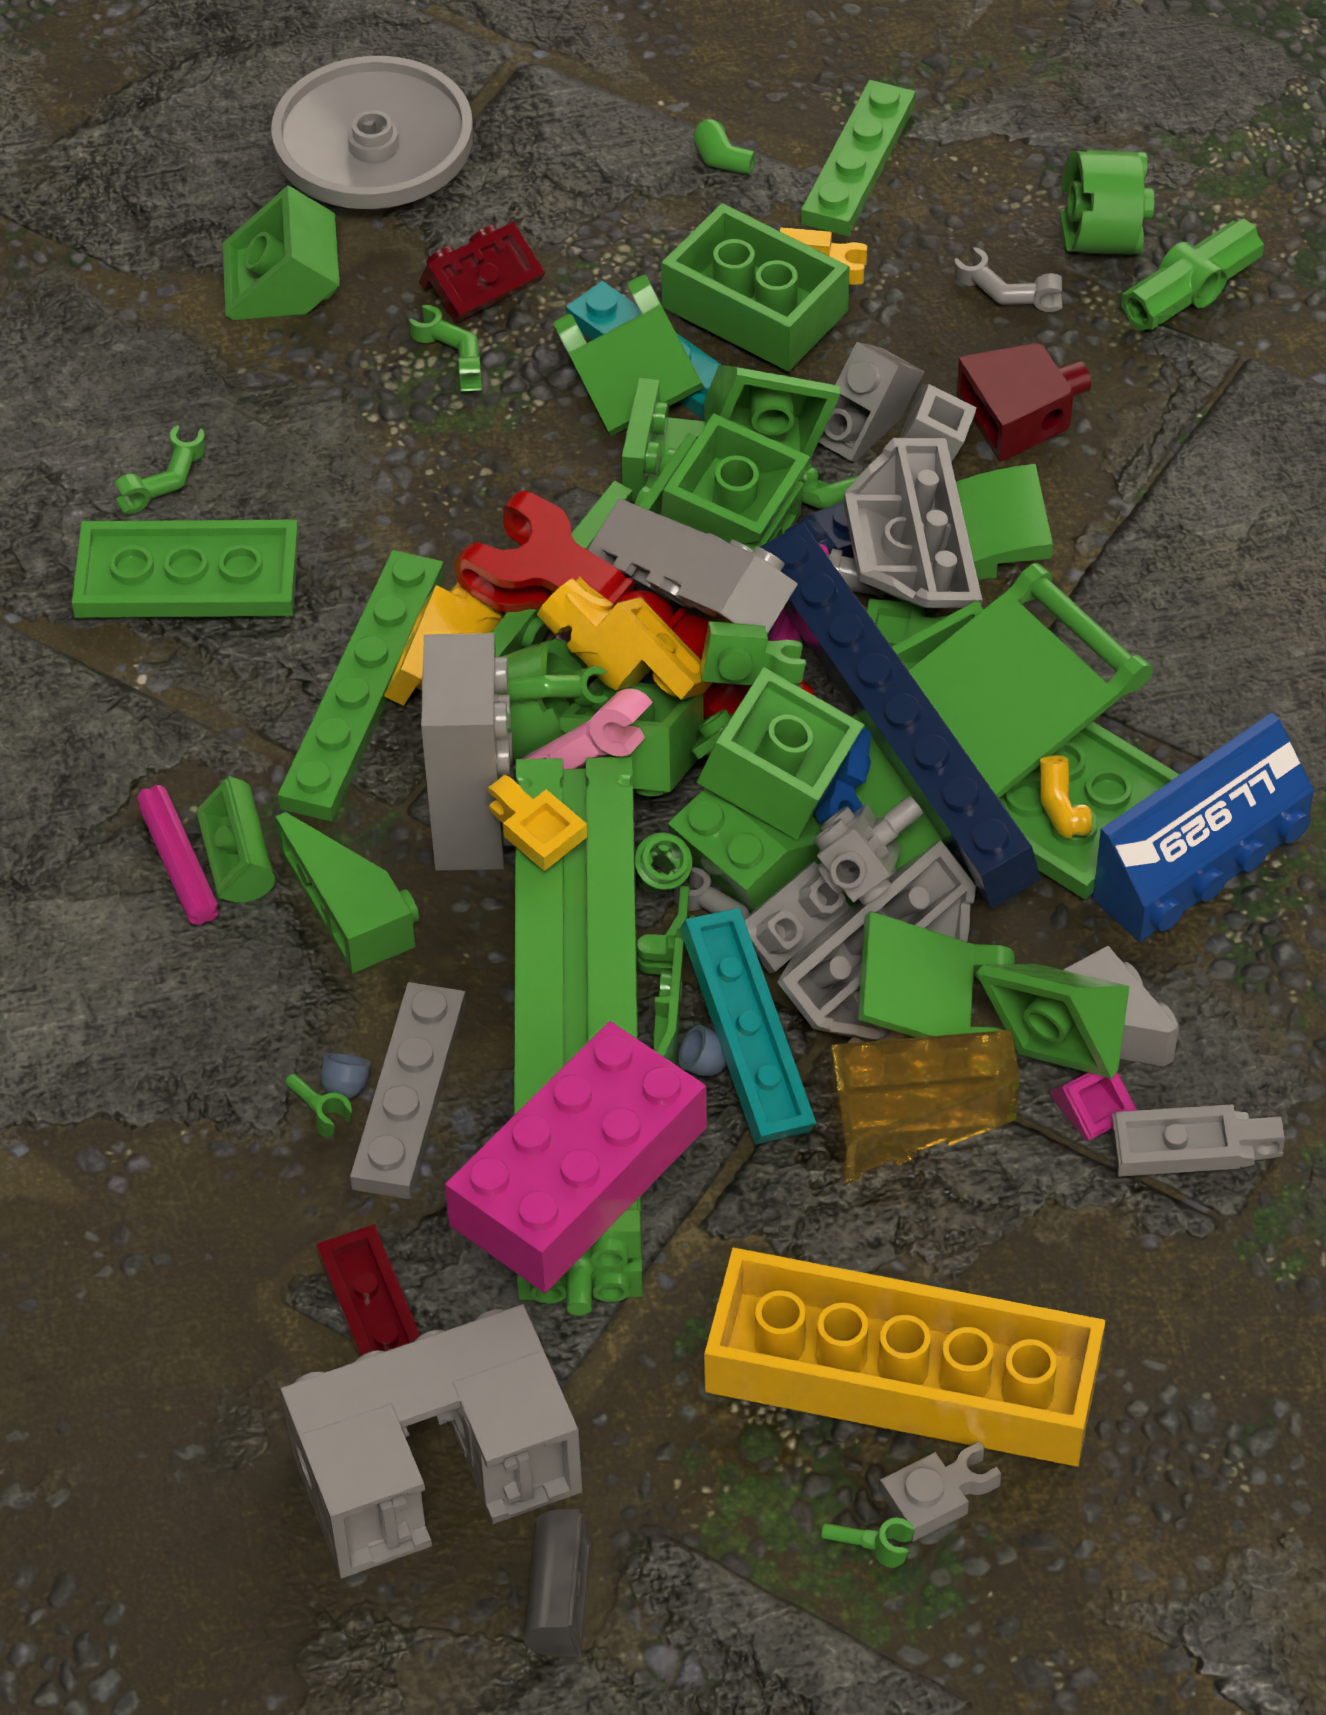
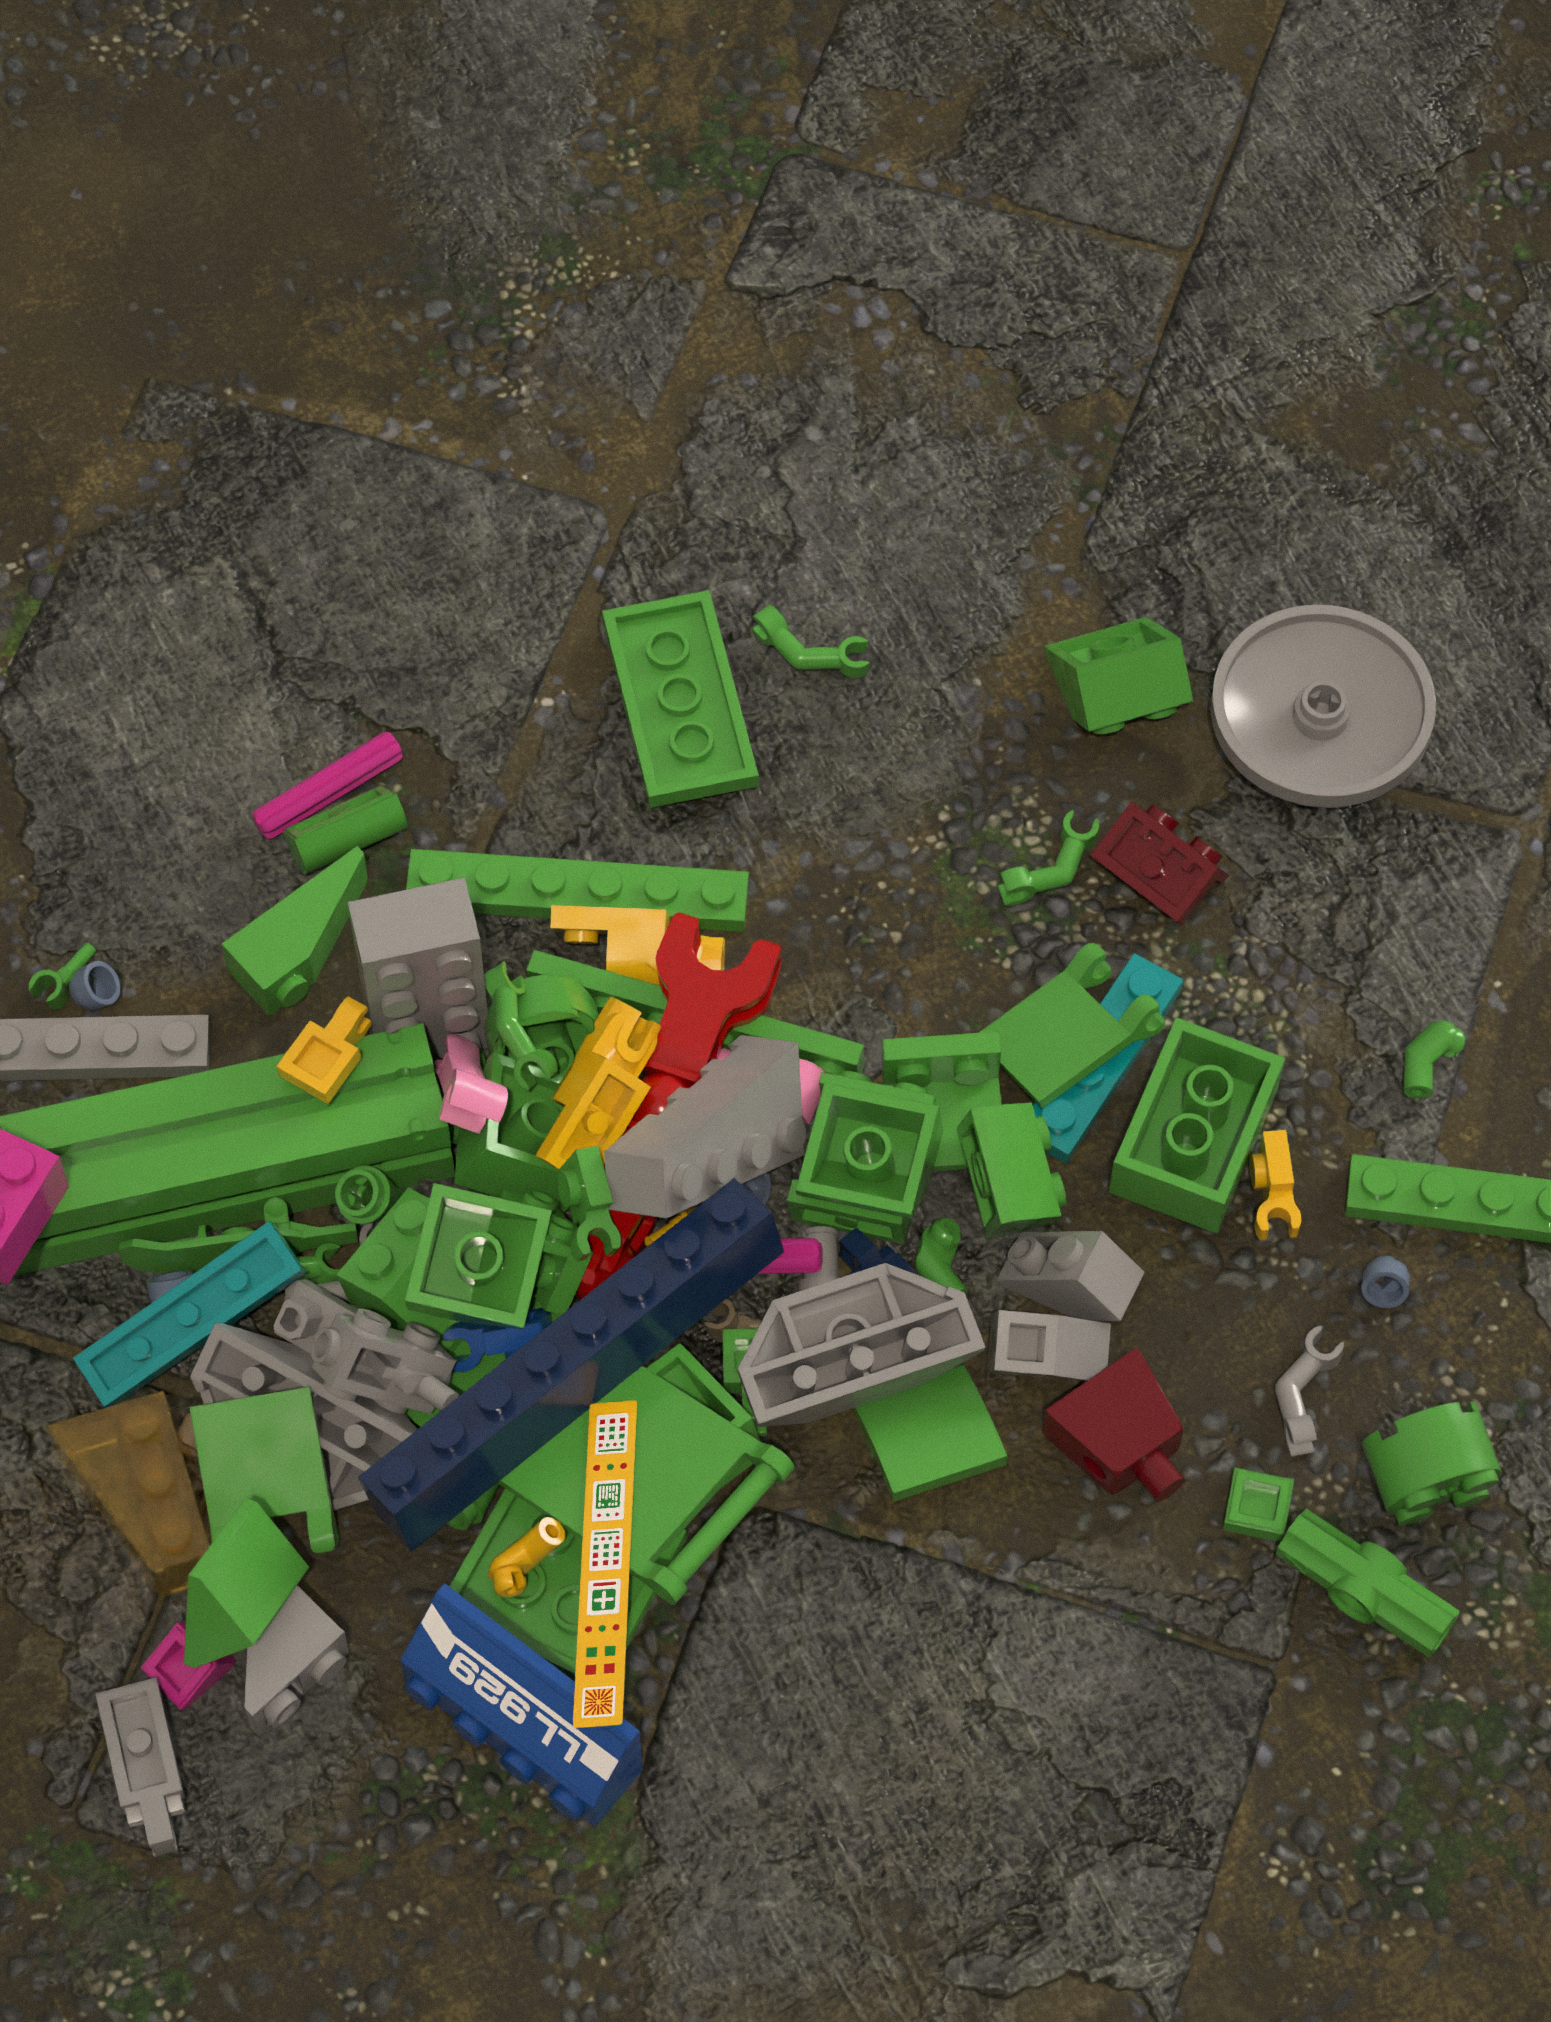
camera: 75 degrees right, 10 degrees up
(923, 212) = (1395, 1284): none -> sand blue hinge
(1102, 334) = (1258, 1505): none -> bright green tile
(1102, 716) = (605, 1565): none -> yellow sticker

